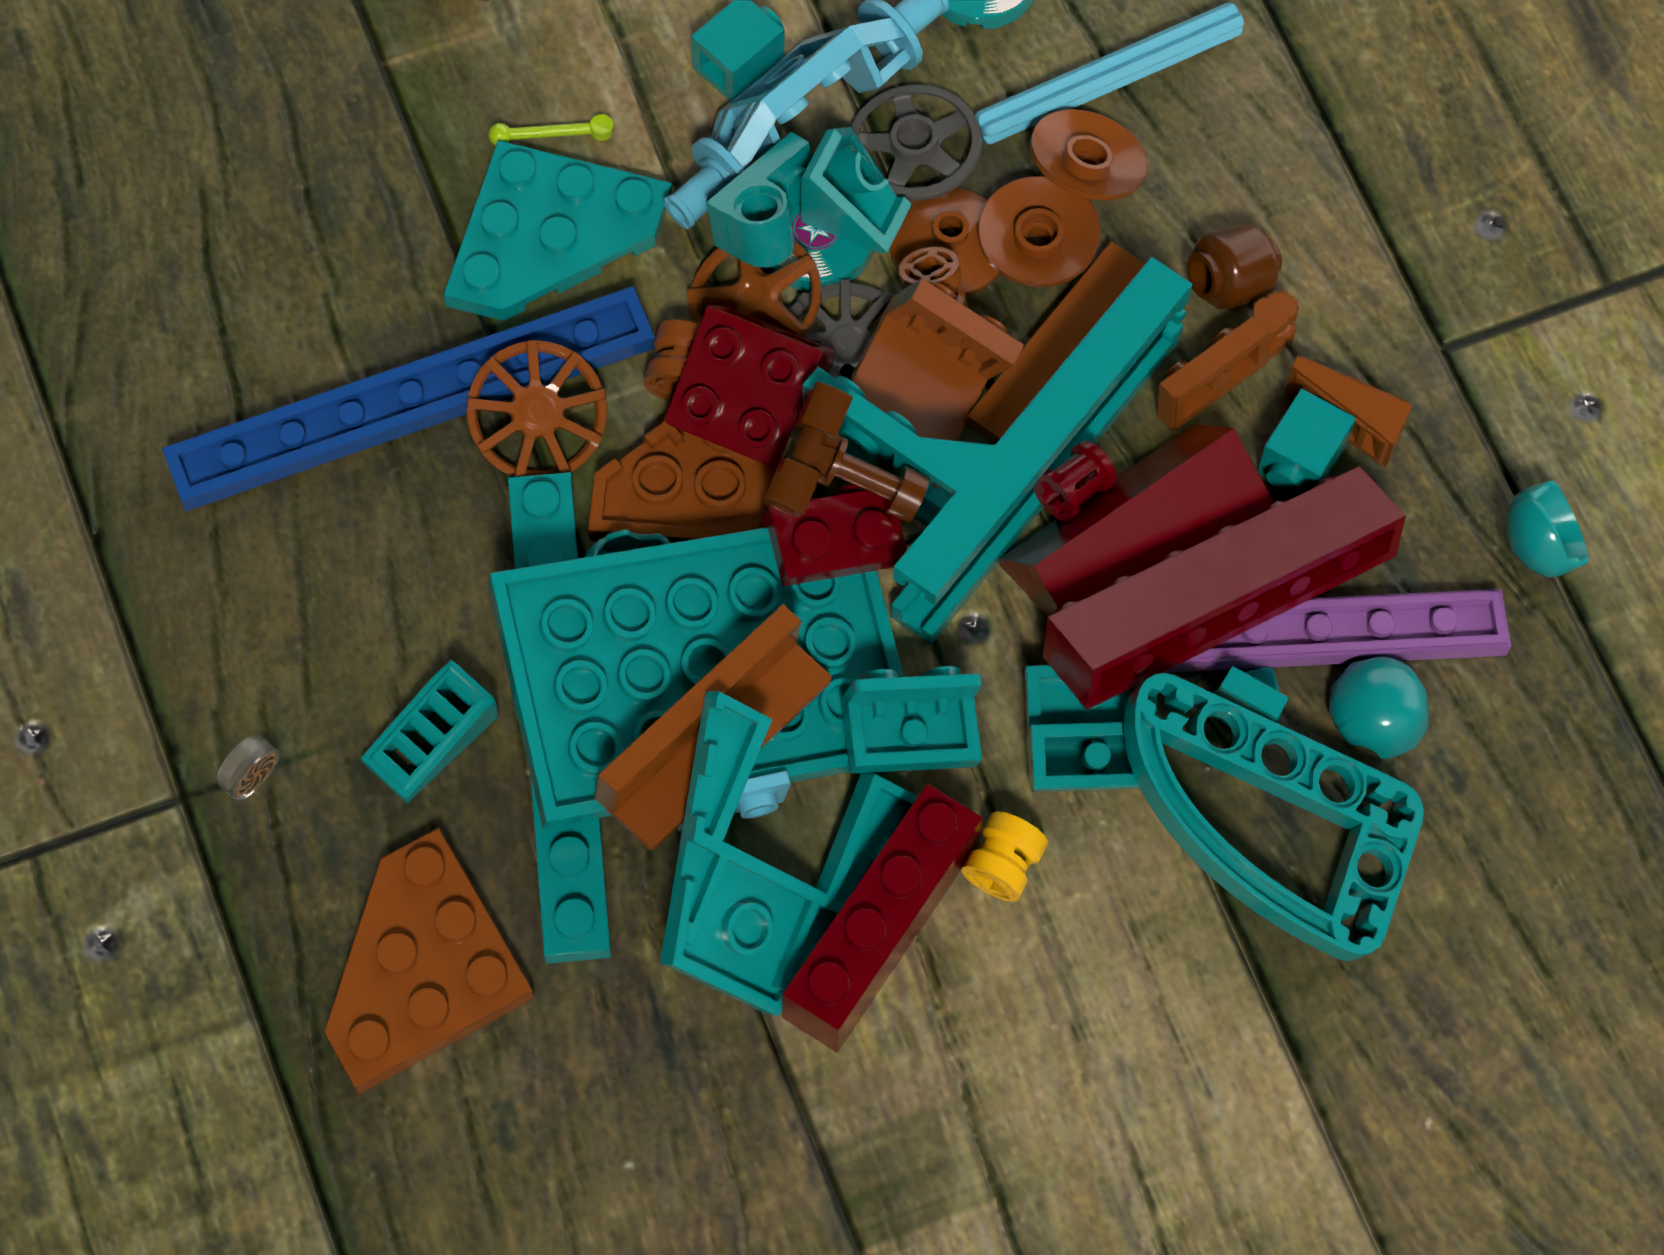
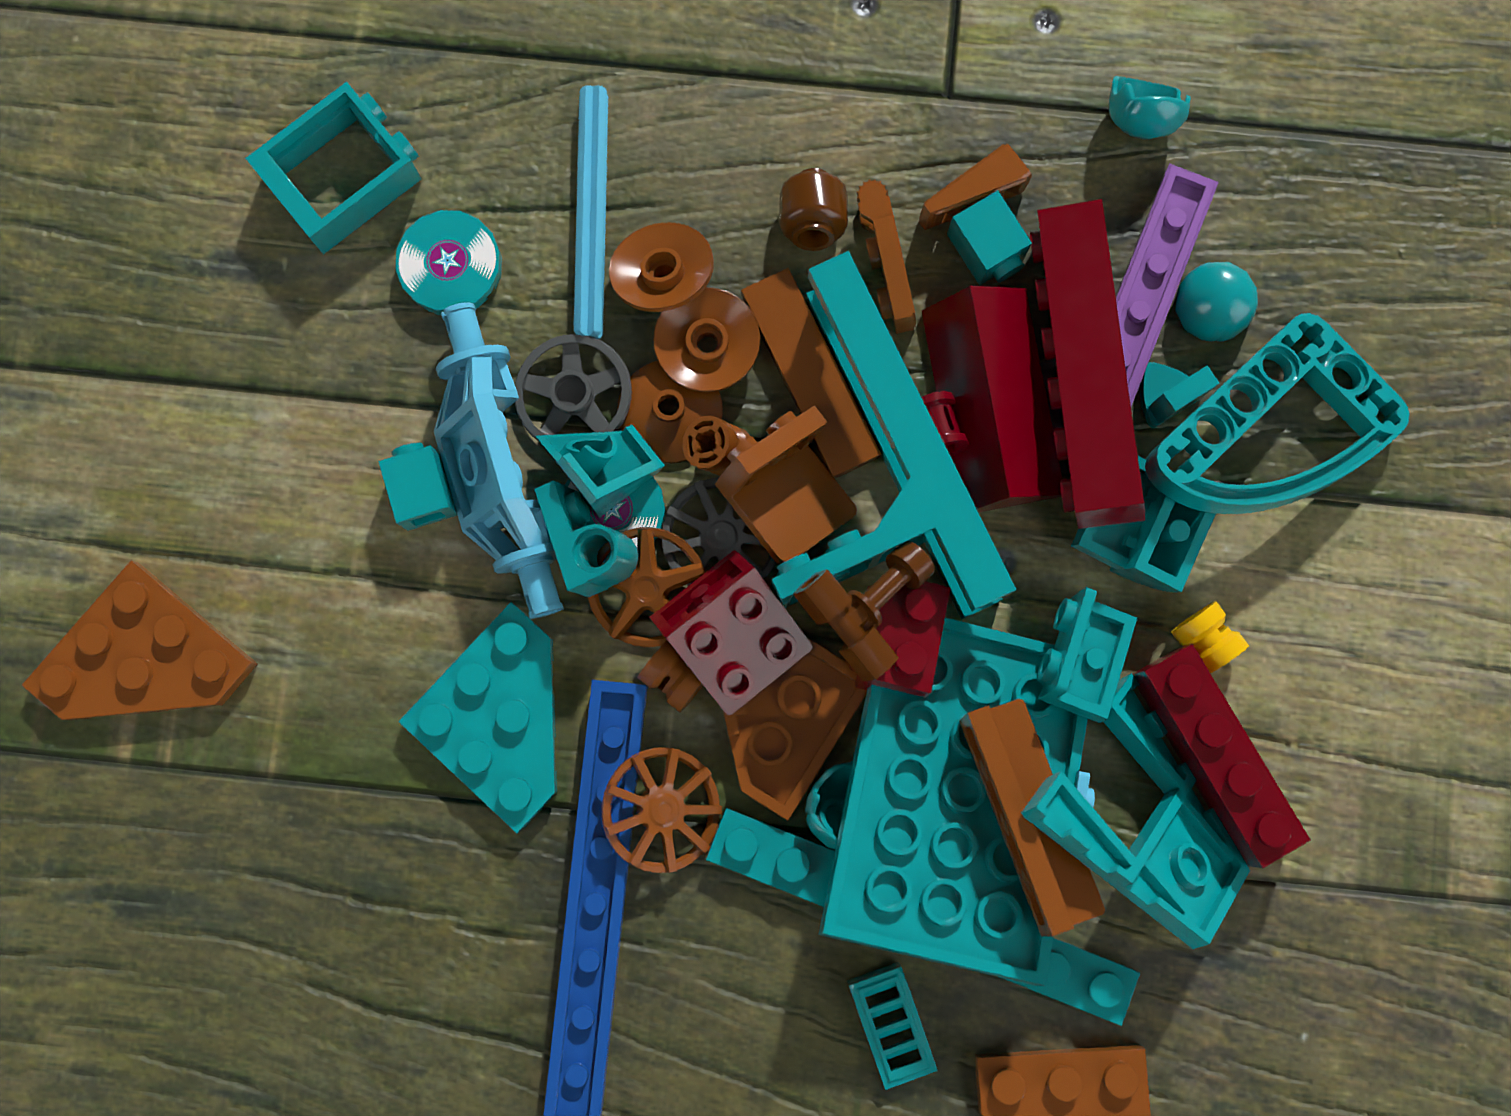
camera: 60 degrees left, 15 degrees up
(599, 127) = (425, 632): lime hinge -> none

